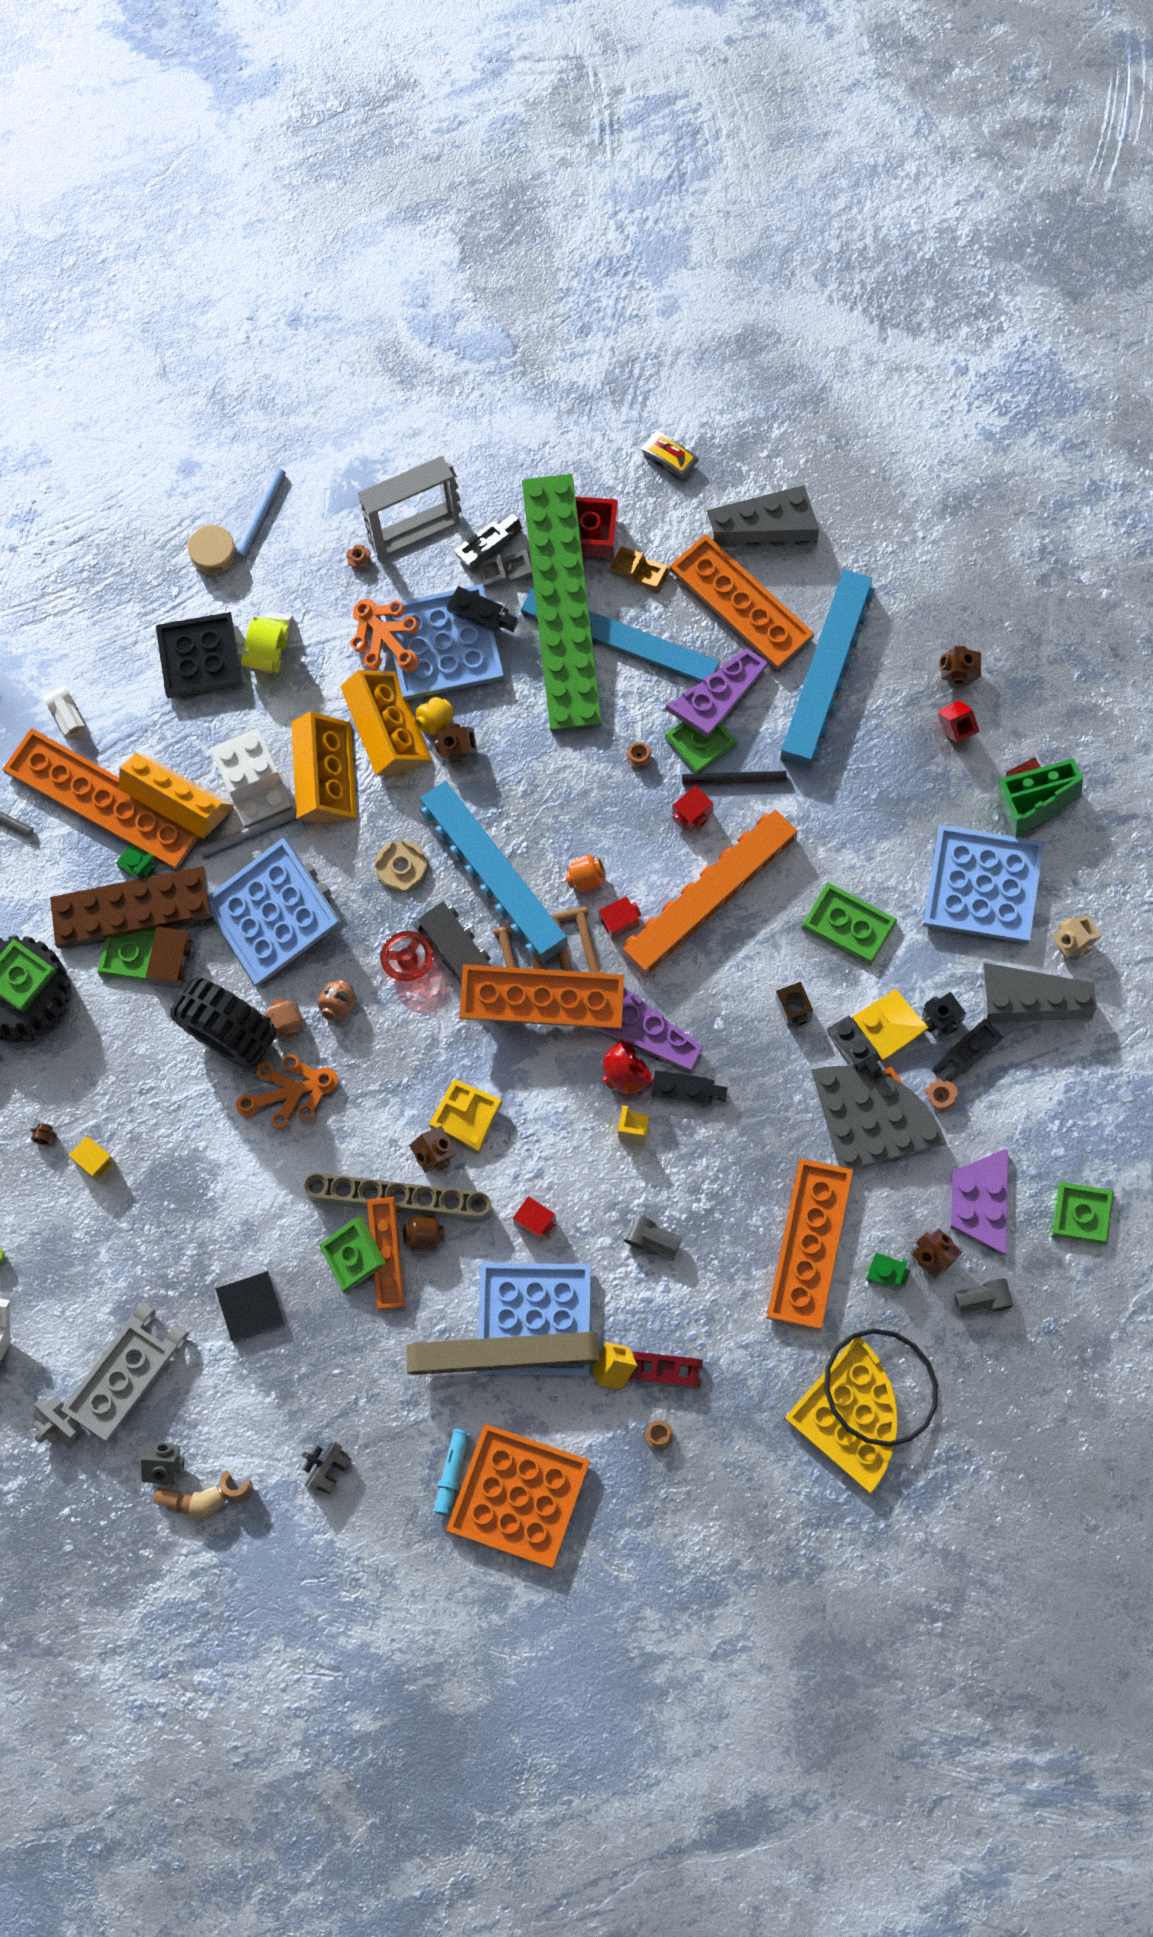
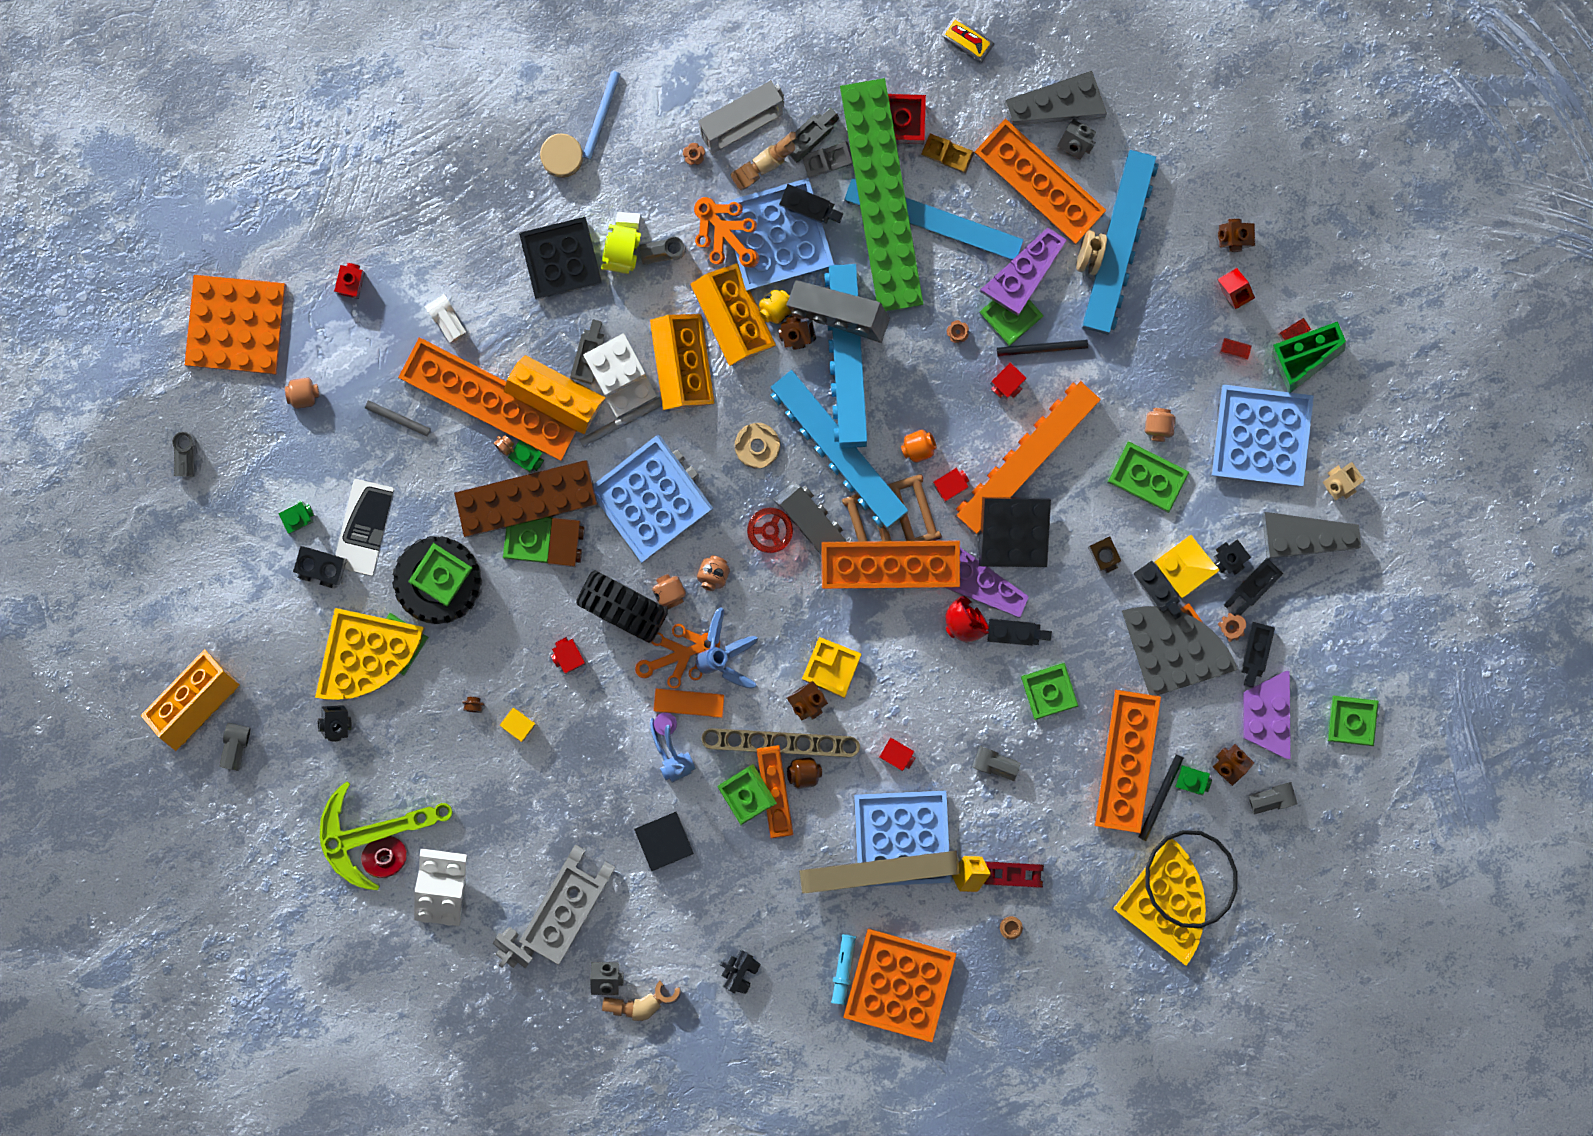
camera: 10 degrees left, 15 degrees up
(113, 848) = (504, 445): none -> nougat plate
(158, 1084) = (567, 655): none -> red brick
(208, 772) = (589, 340): none -> dark grey hinge
(265, 1169) = (663, 720): none -> medium lavender plate
(274, 1216) = (678, 765): none -> medium blue plant
(295, 1147) = (688, 702): none -> orange tile
(311, 651) = (659, 251): none -> dark grey piece
(328, 1091) = (716, 658): none -> medium blue plant
(435, 566) = (764, 162): none -> medium nougat piece
(504, 712) = (839, 310): none -> wedge
(510, 769) = (847, 368): none -> dark azure brick
(633, 1126) = (974, 668): yellow panel -> none
(689, 971) = (1014, 532): none -> black plate
(721, 1158) = (1049, 691): none -> bright green tile
(784, 558) = (1077, 139): none -> dark grey brick
(795, 673) = (1091, 252): none -> tan head
(848, 1290) = (1160, 798): none -> black bar
(865, 864) = (1160, 424): none -> nougat head
(955, 789) = (1235, 349): none -> clear red piece
(969, 1126) = (1257, 652): none -> black hinge

